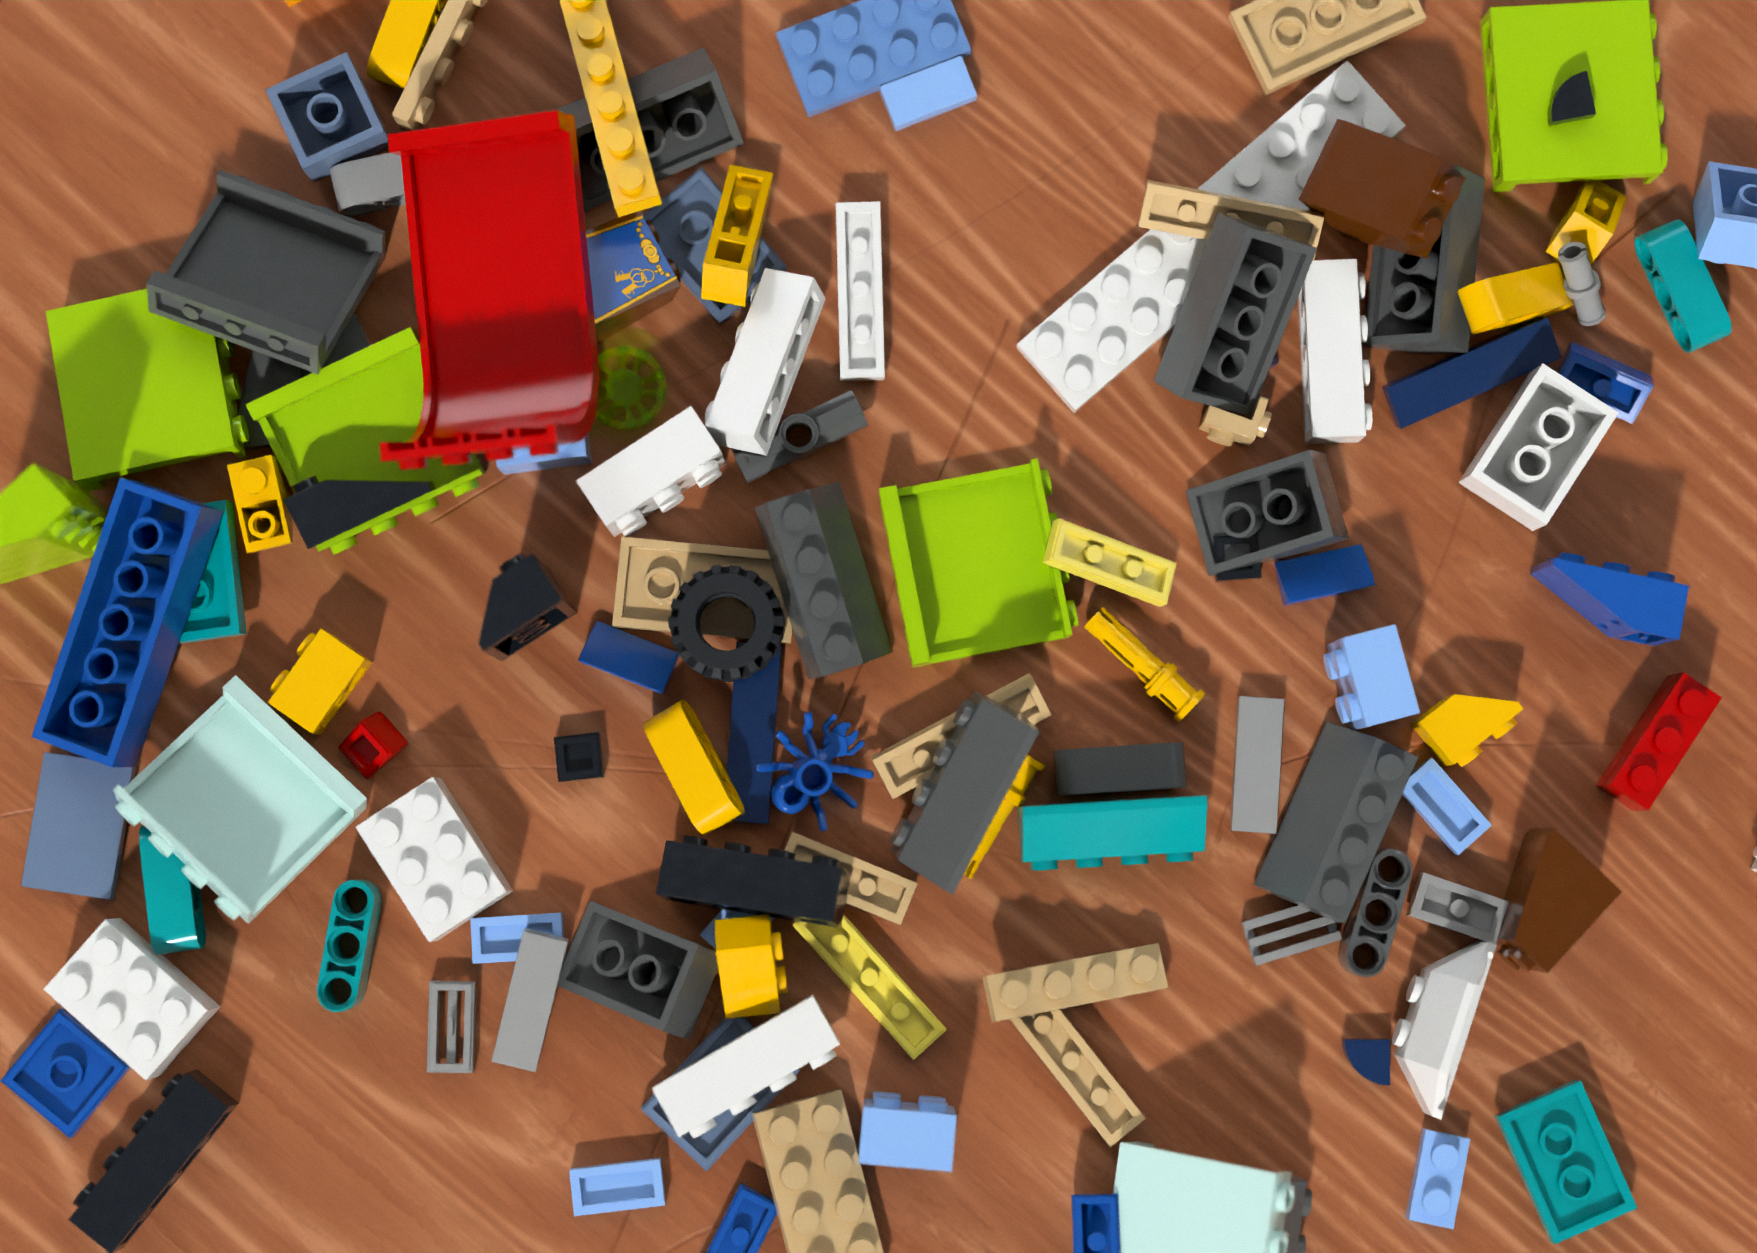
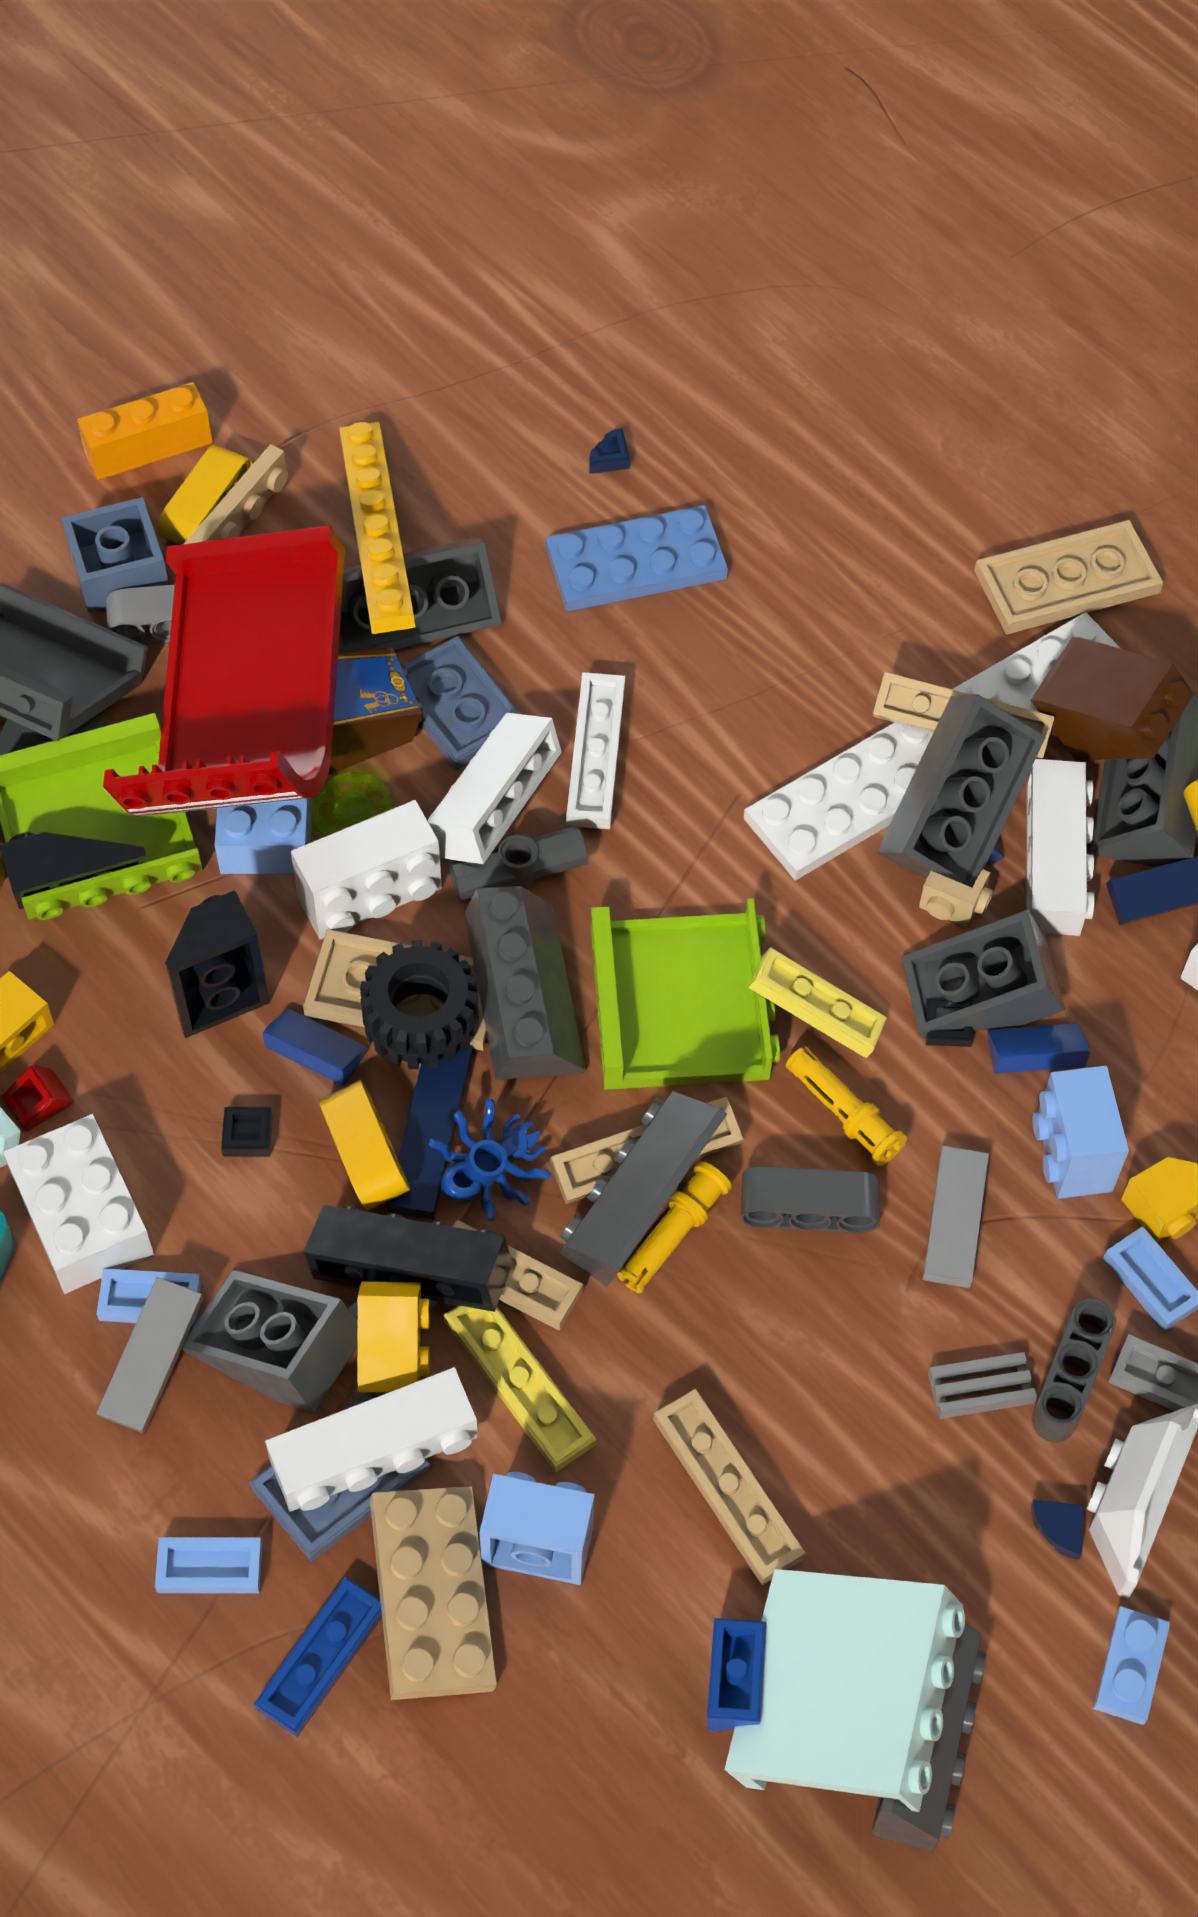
camera: 10 degrees right, 25 degrees down
(451, 1064) = (53, 1416): light grey tile -> none
(736, 236) = (480, 687): yellow slope -> none
(928, 93) = (682, 601): light blue tile -> none
(1075, 982) = (741, 1401): tan plate -> none
(1112, 830) = (796, 1246): teal slope -> none
(1335, 821) = (1036, 1275): dark grey slope -> none

